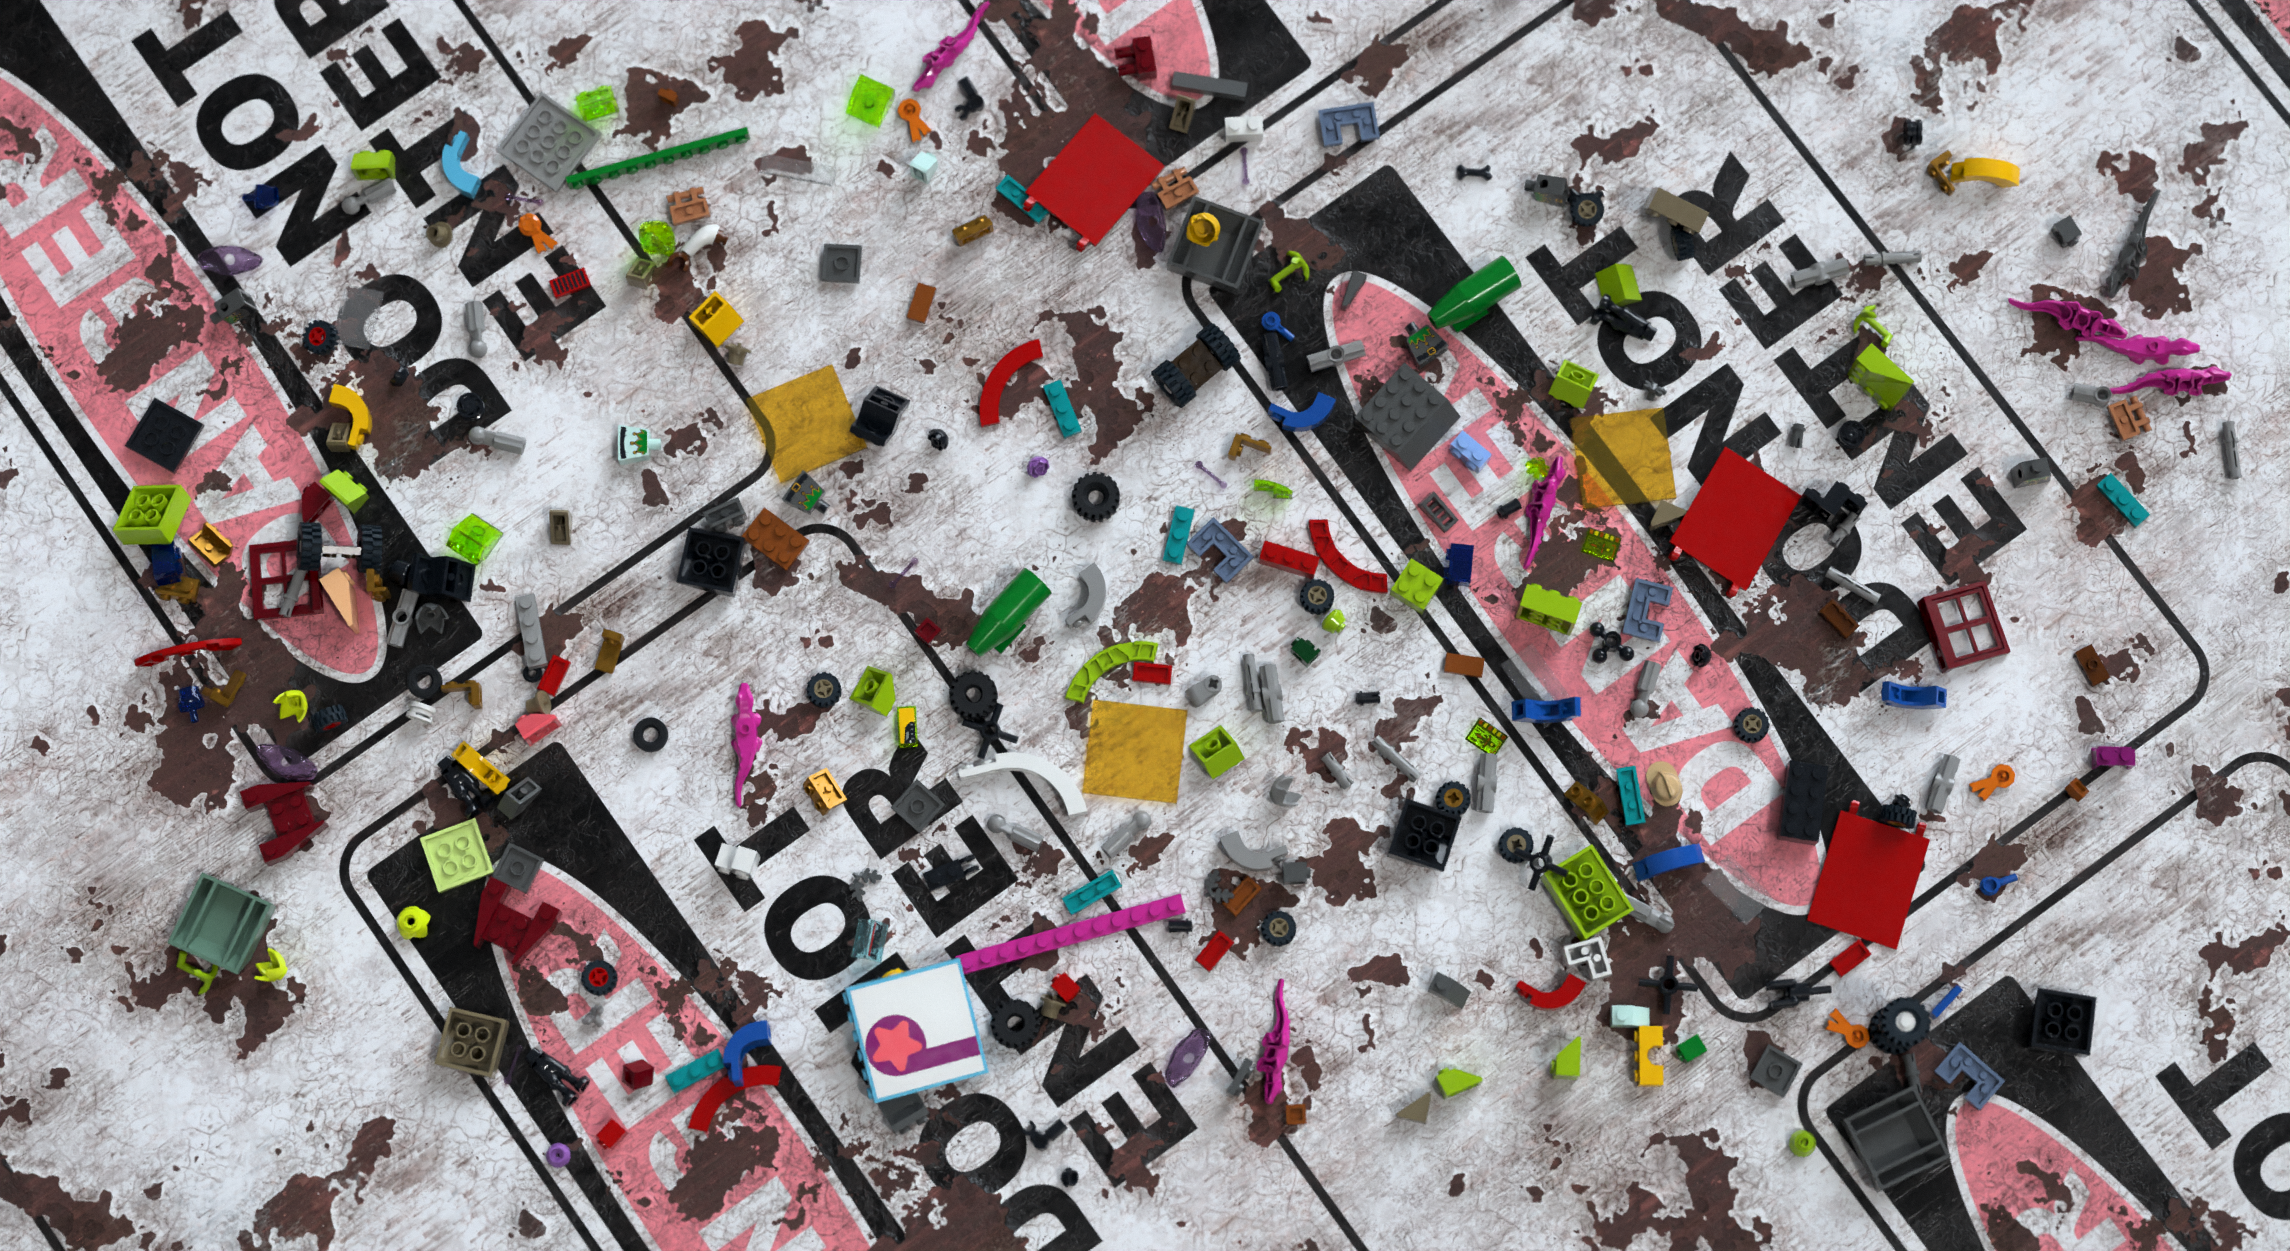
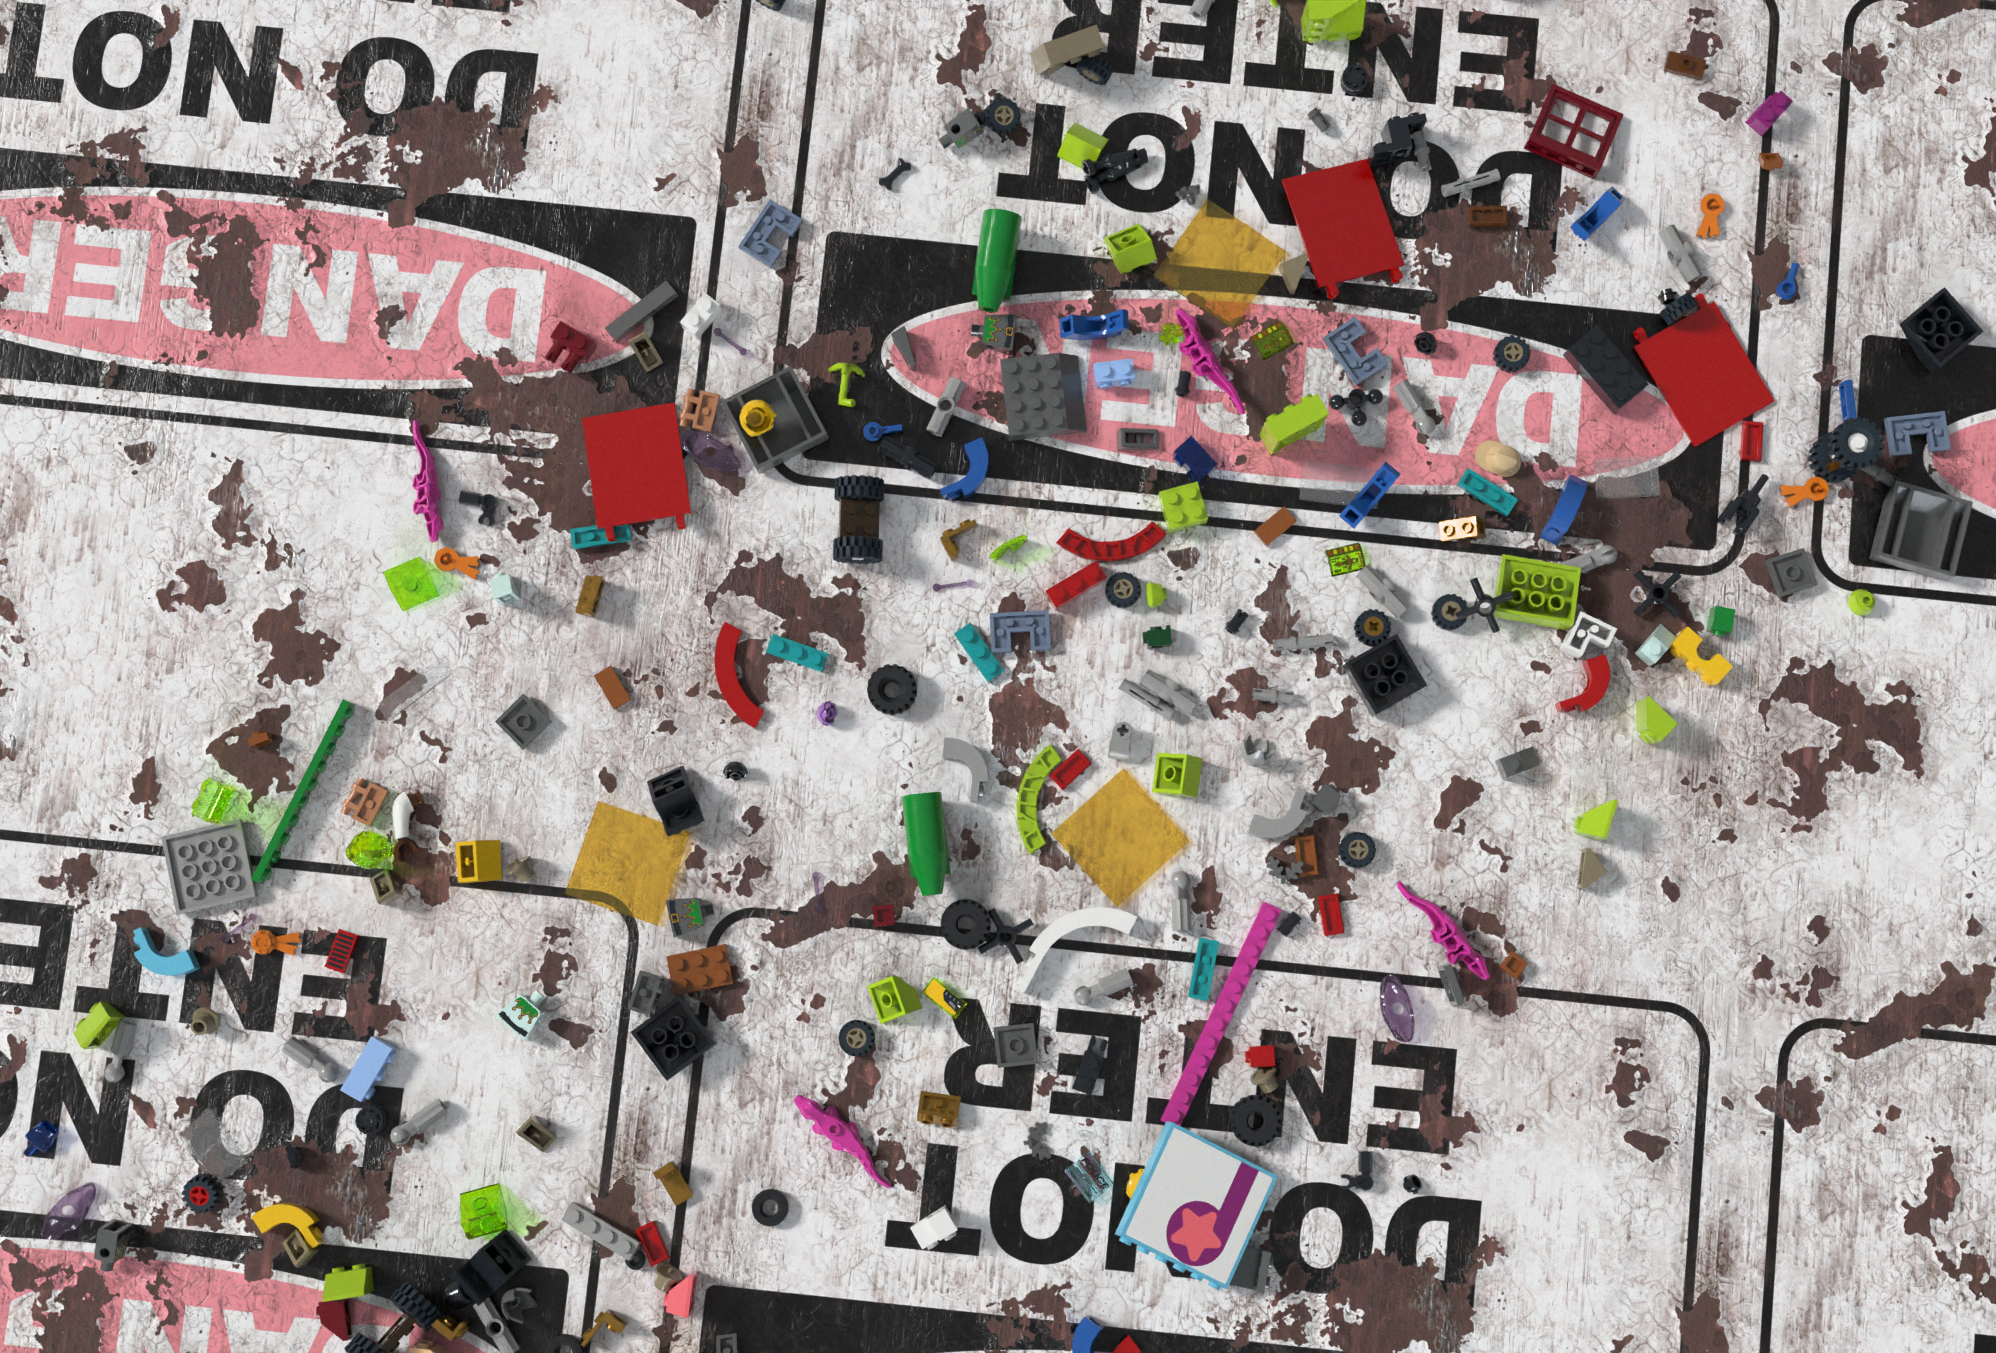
camera: 50 degrees left, 5 degrees up
(504, 373) = (369, 1069): none -> light blue brick
(1490, 408) = (1094, 327): none -> blue arch

